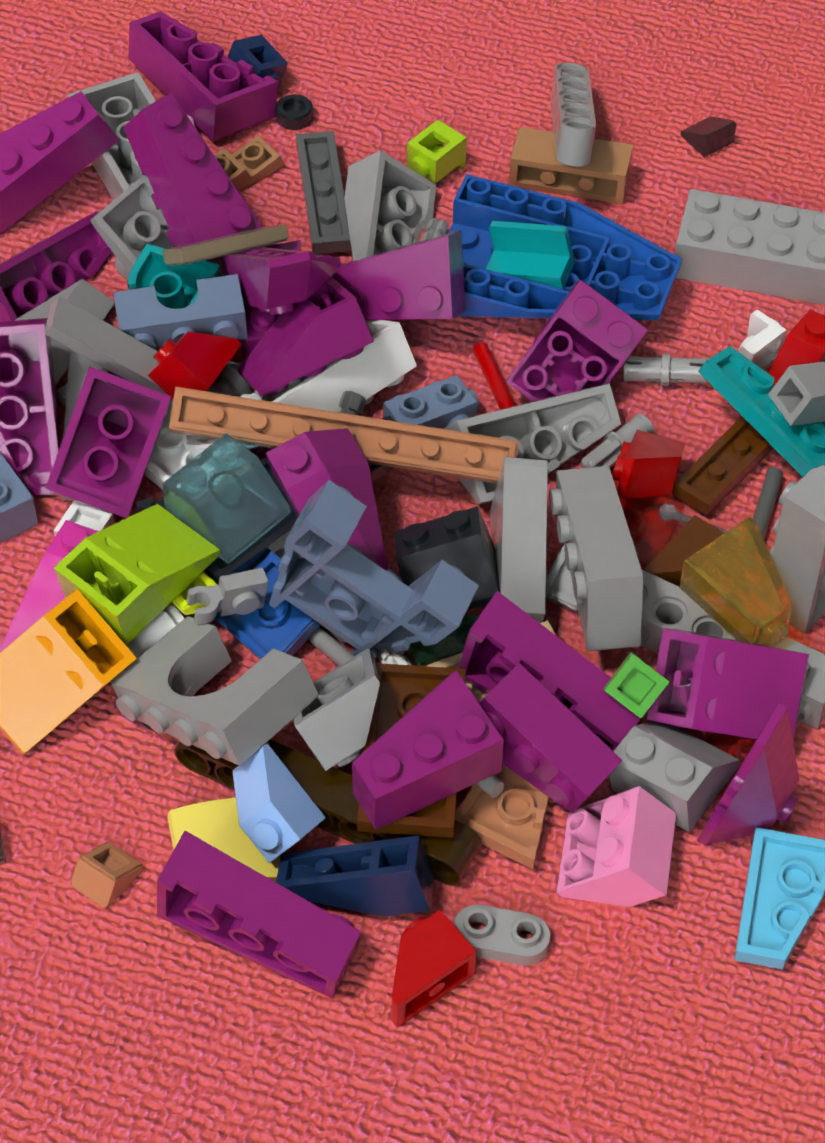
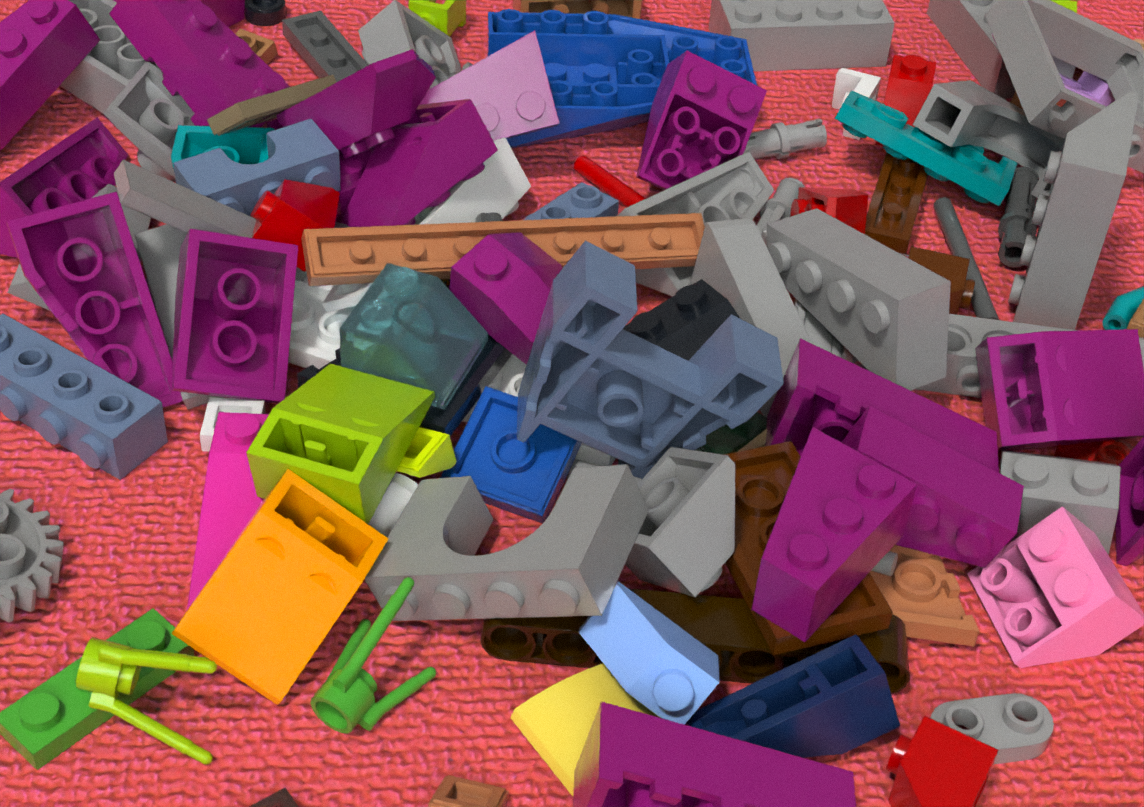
camera: 25 degrees left, 10 degrees down
(66, 762) = (349, 690): none -> bright green plant
(234, 594) = (476, 436): light grey plate -> none
(532, 252) = (598, 54): teal panel -> none
(636, 685) = (985, 406): bright green tile -> none
(740, 586) = (1017, 288): clear yellow slope -> none

